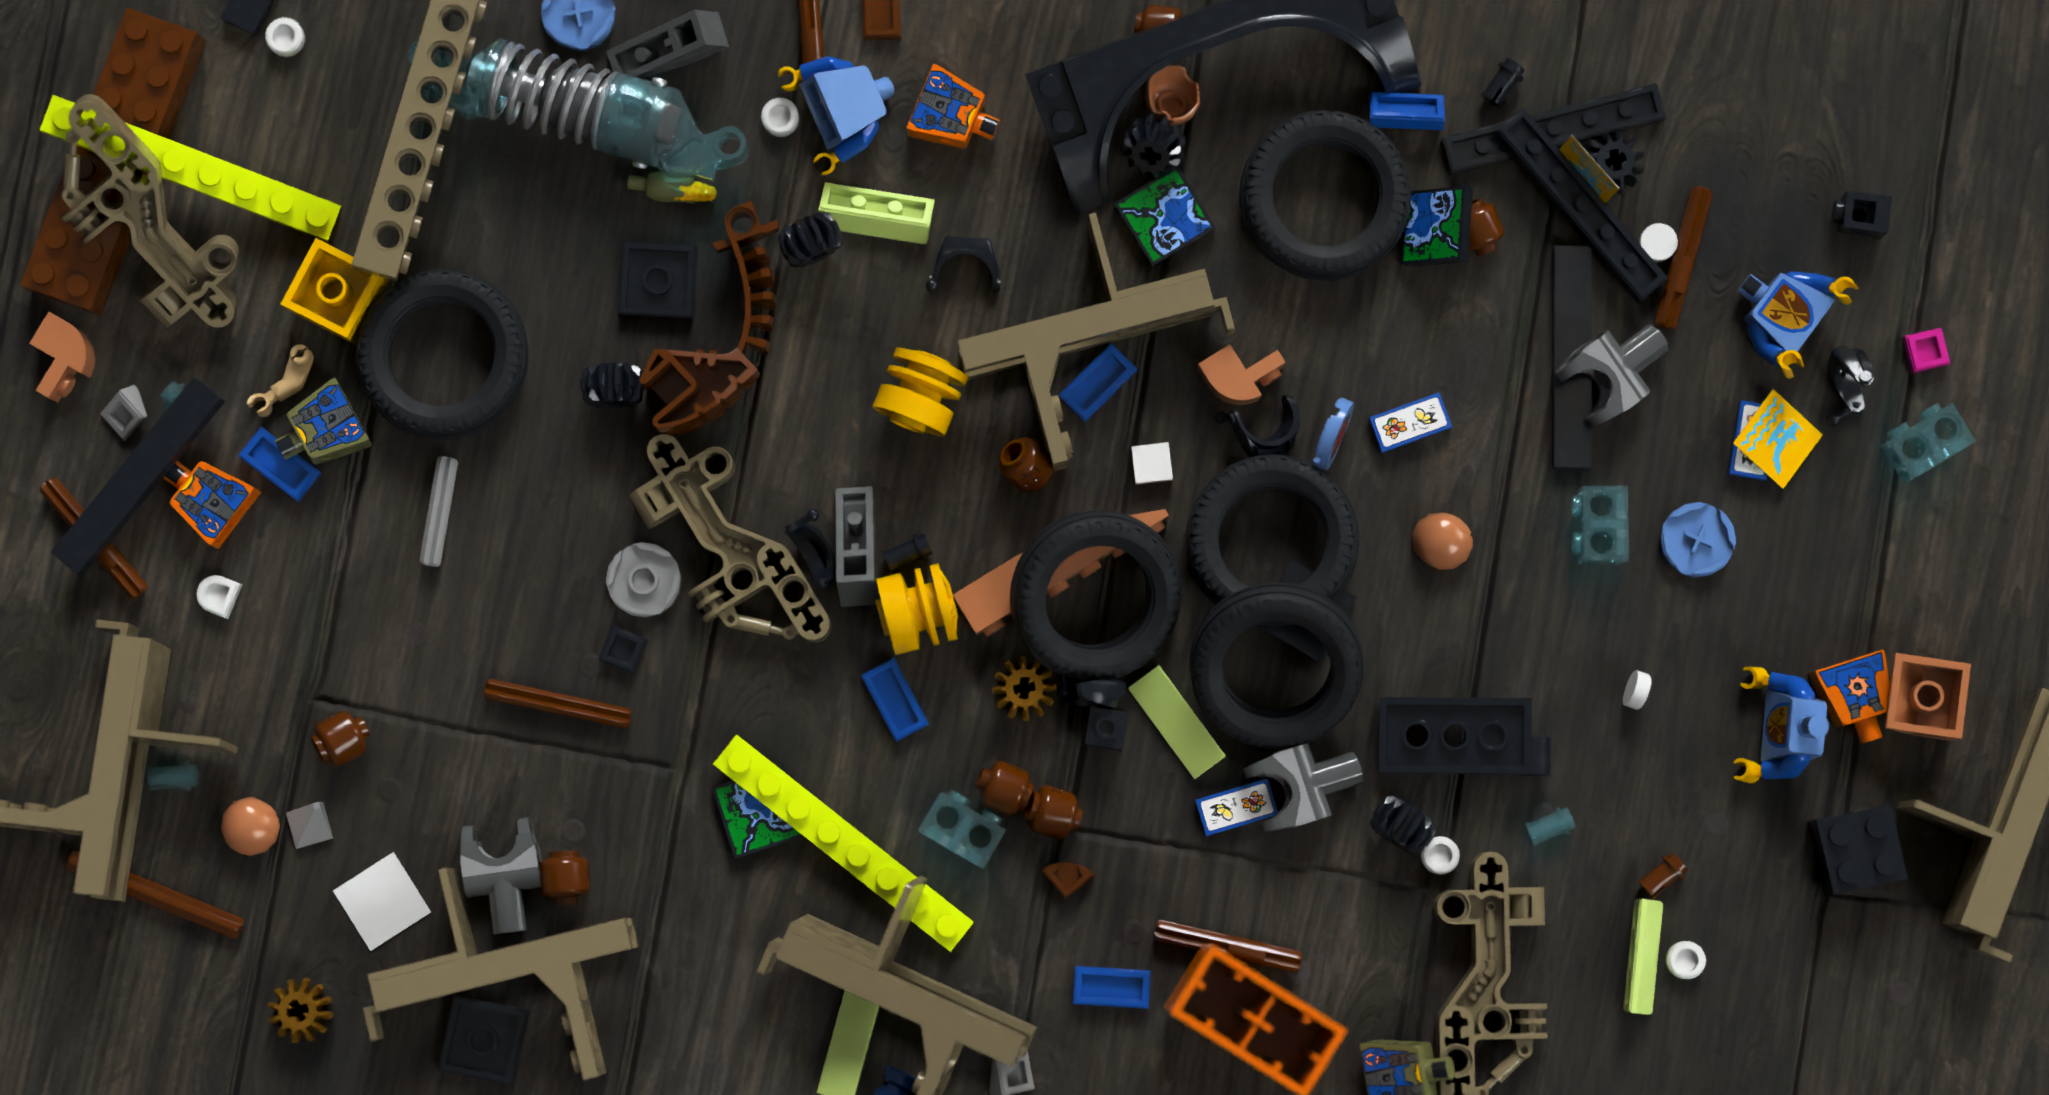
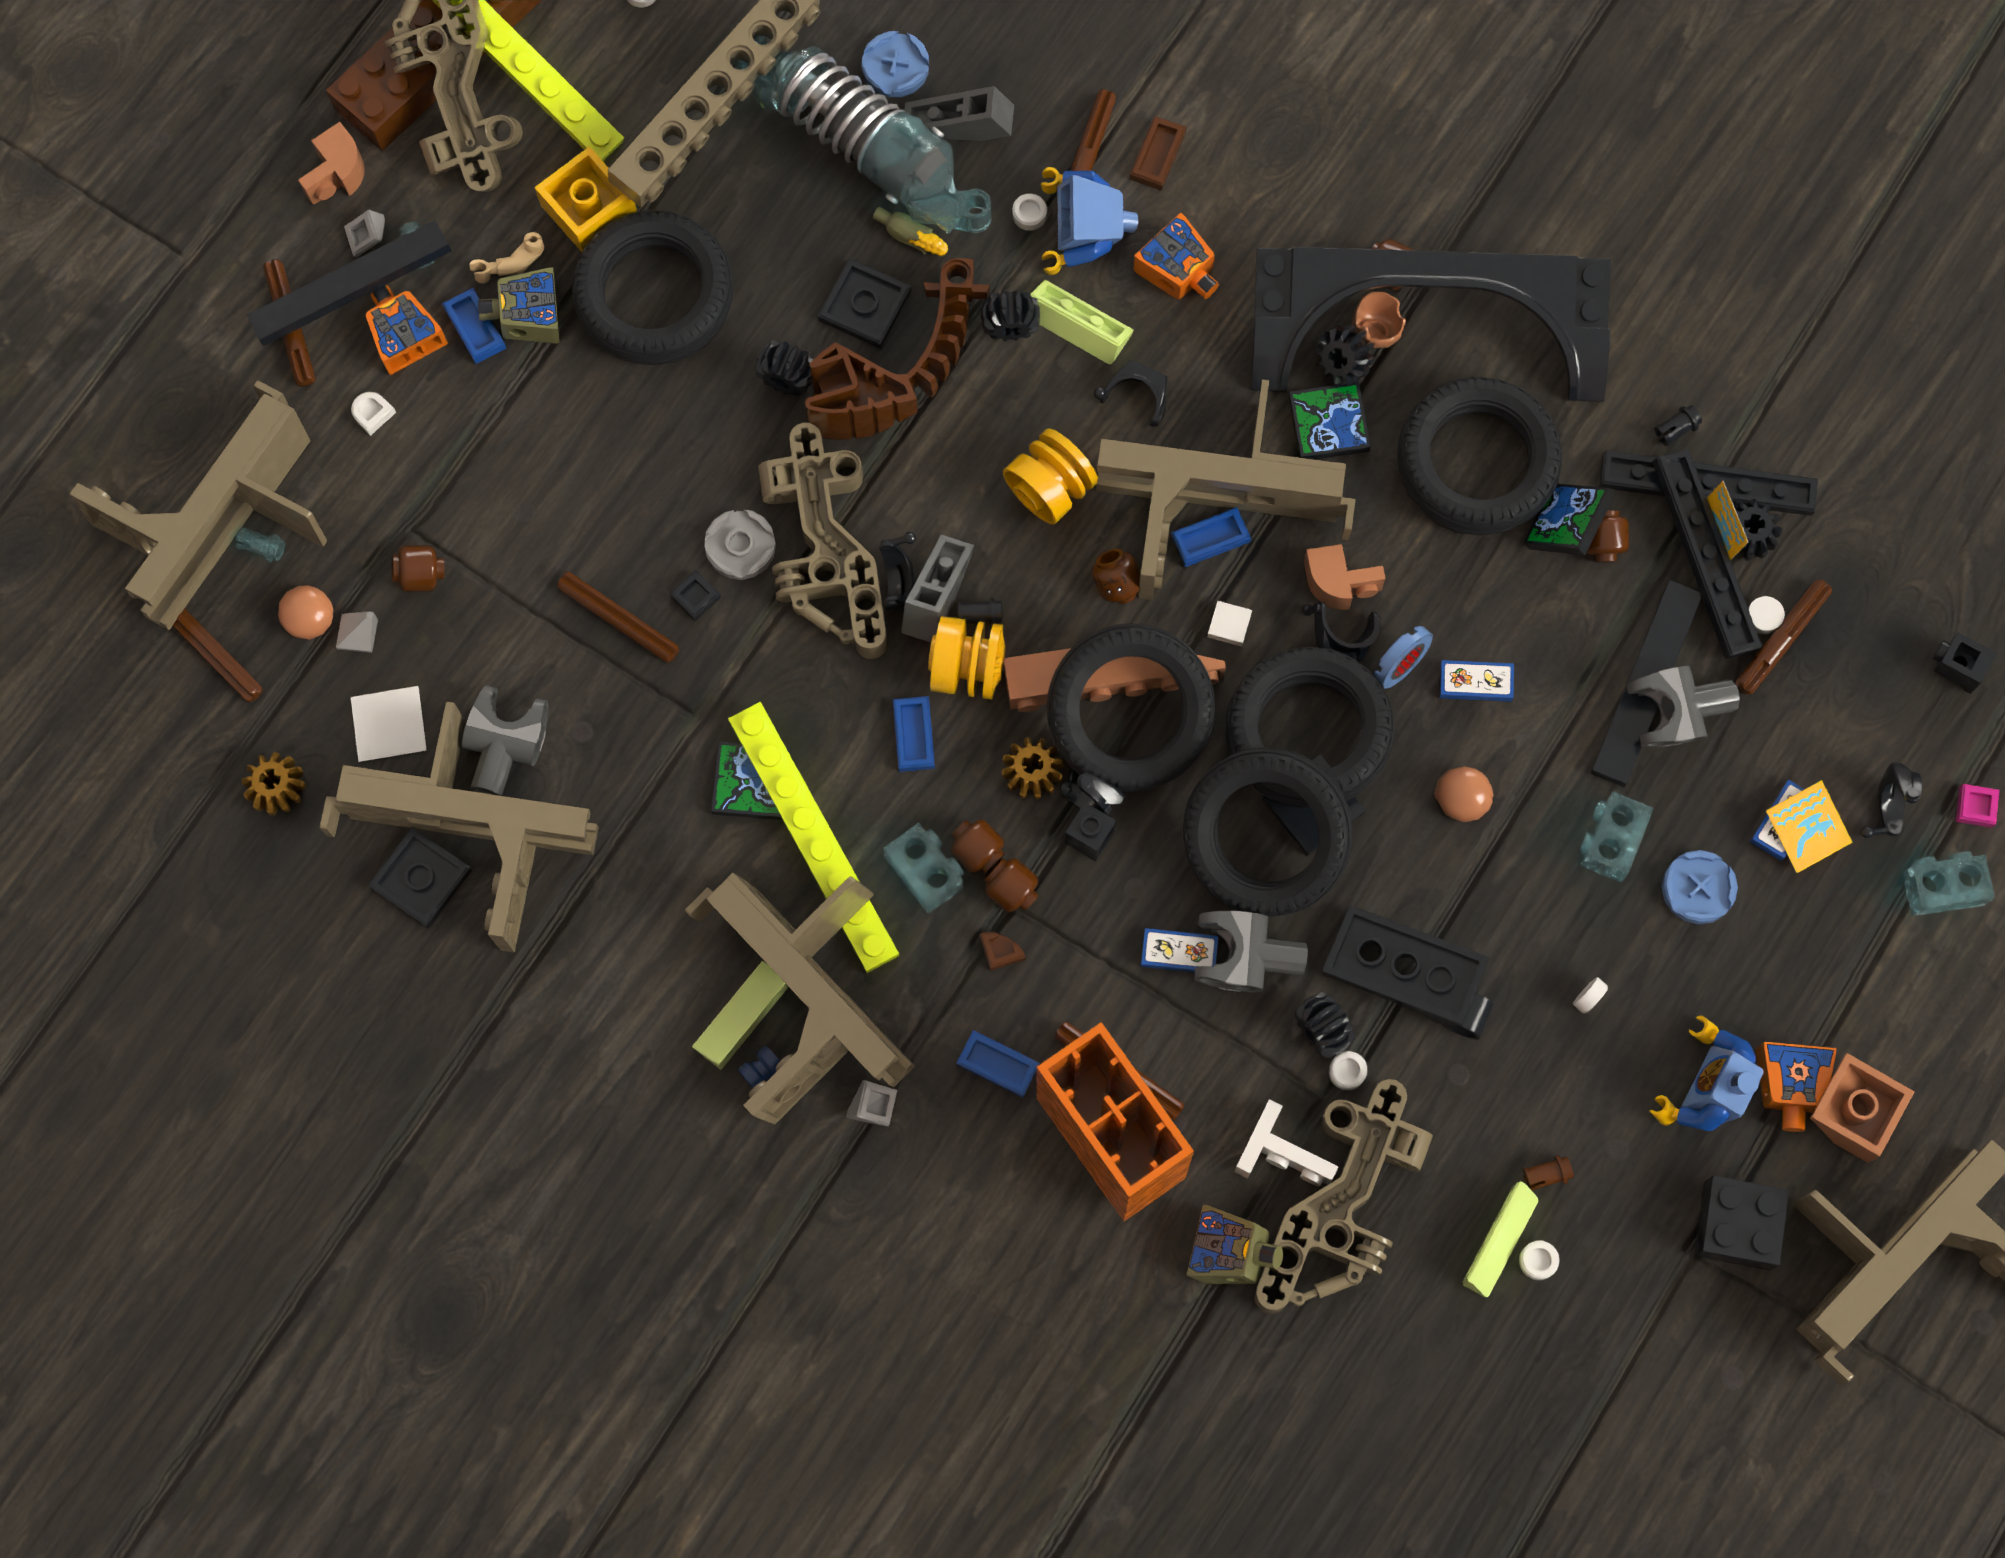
camera: 25 degrees right, 10 degrees down
(438, 511) = (590, 417): light grey axle -> none
(564, 877) = (555, 764): reddish brown head -> none
(1176, 722) = (1157, 854): yellowish green slope -> none
(1406, 111) = (1582, 415): blue tile -> none
(1408, 962) = (1282, 1153): none -> white bracket
(1550, 826) = (1461, 1085): clear light blue pin -> none
(1789, 312) = (1863, 718): torso -> none

